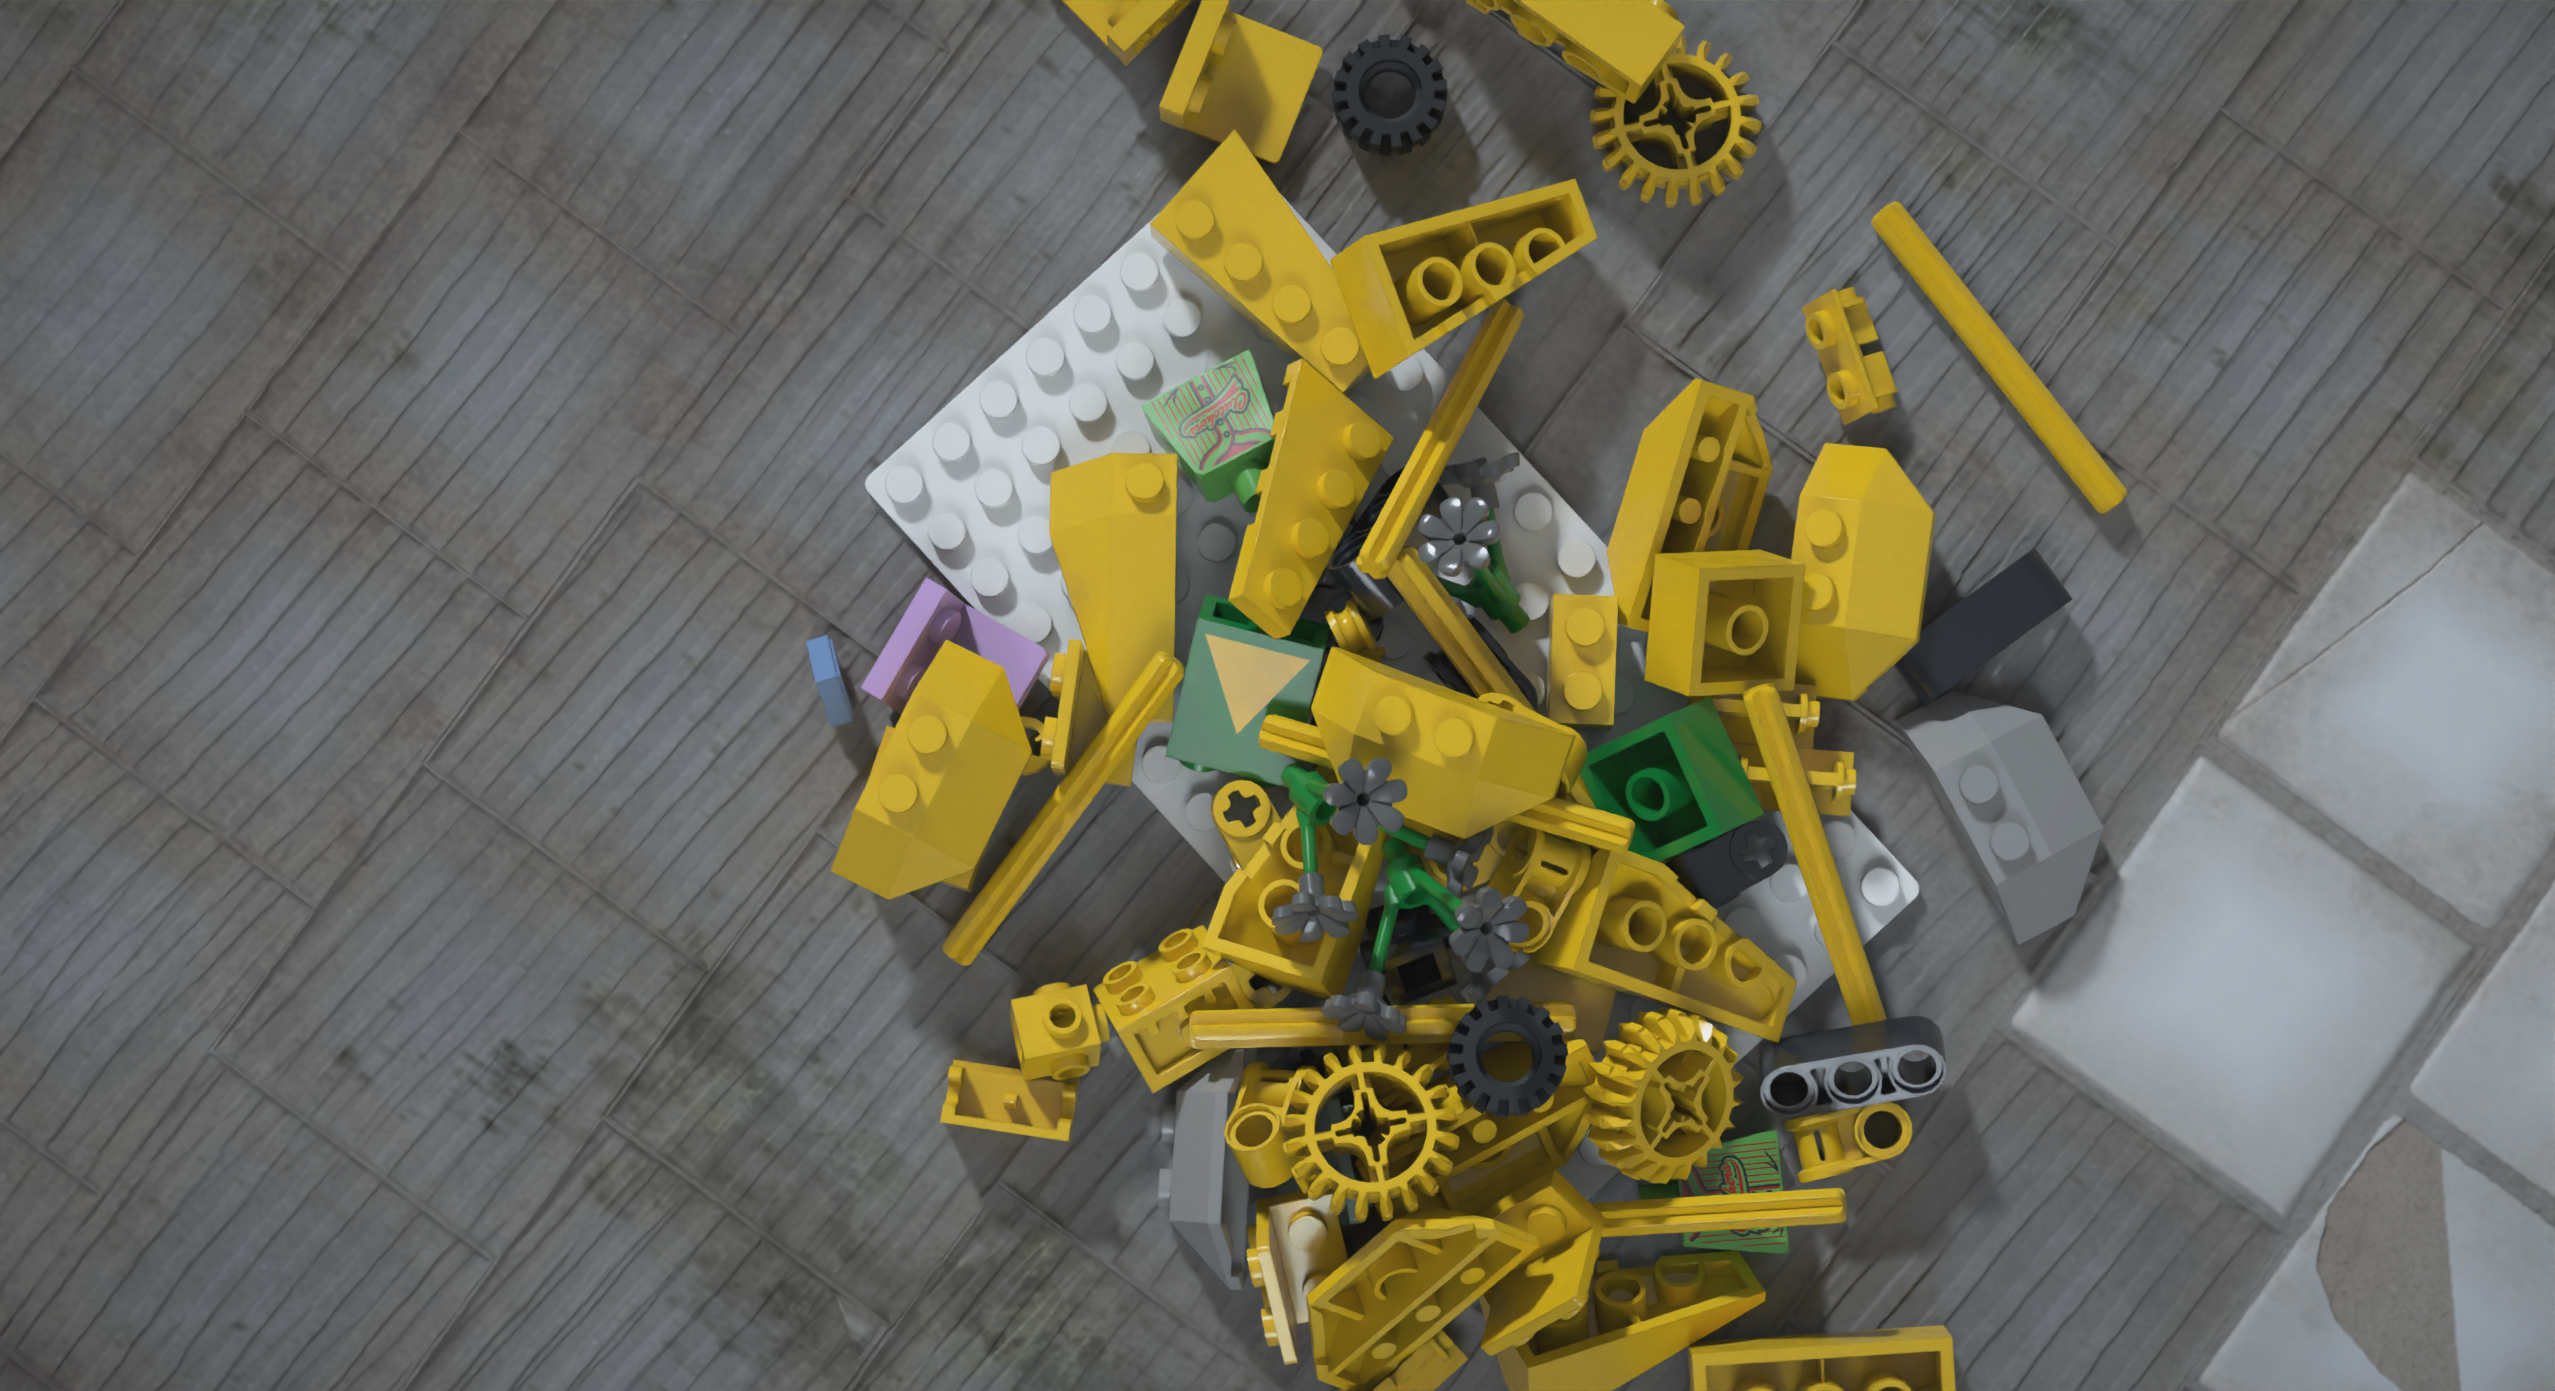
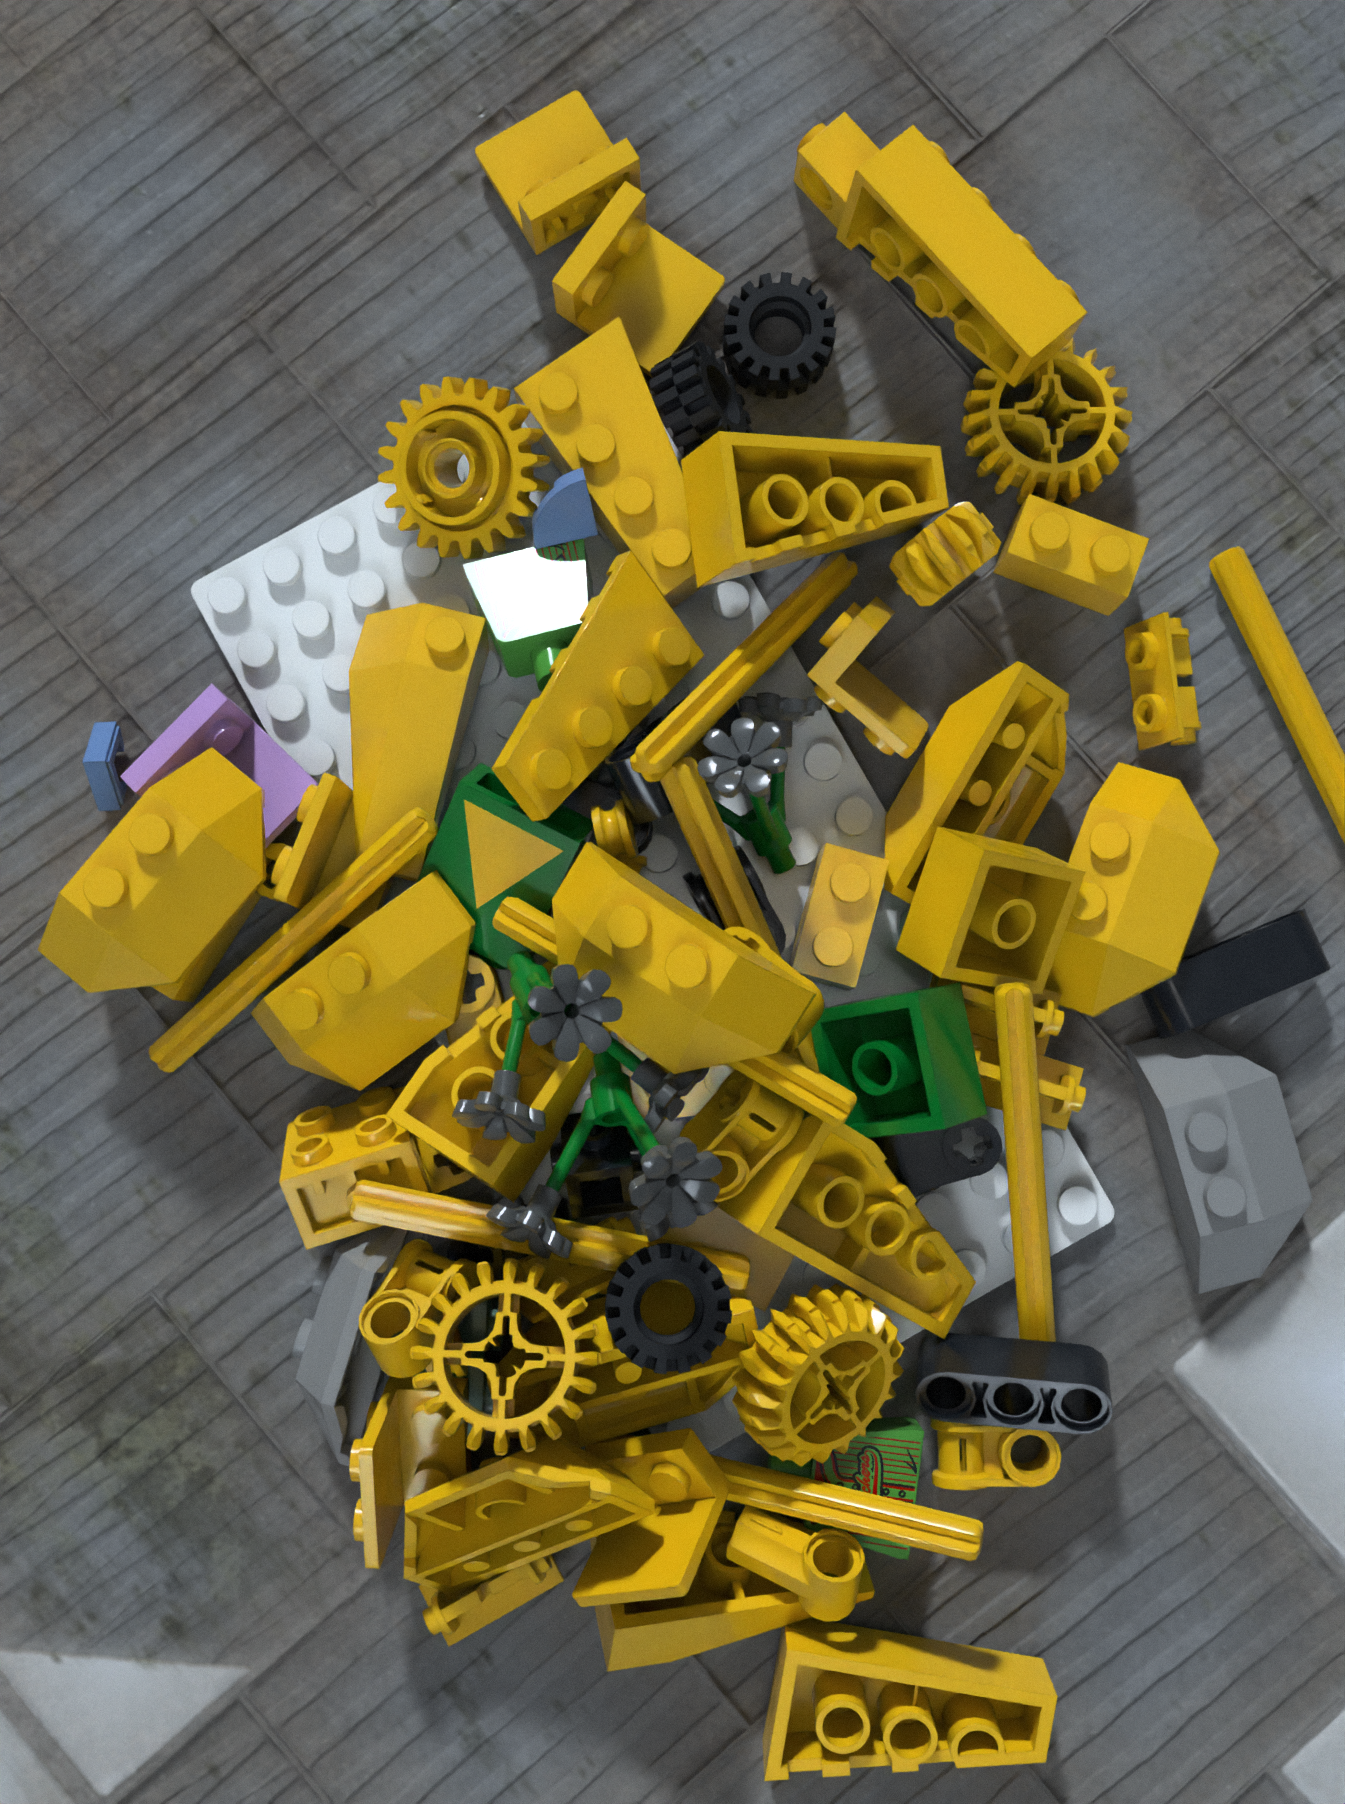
camera: 10 degrees right, 0 degrees up
(1004, 1102) = (175, 1217): yellow hinge -> none
(1058, 1032) = (213, 1154): yellow brick -> none
(1145, 286) = (501, 467): none -> yellow gear
(1154, 837) = (375, 989): none -> yellow wedge
(1228, 334) = (564, 512): none -> medium blue tile
(1332, 190) = (697, 397): none -> black tyre
(1547, 435) = (849, 686): none -> yellow bracket
(1605, 281) = (944, 553): none -> yellow gear
(1705, 1274) = (798, 1559): none -> yellow piece
(1728, 252) = (1071, 555): none -> yellow brick

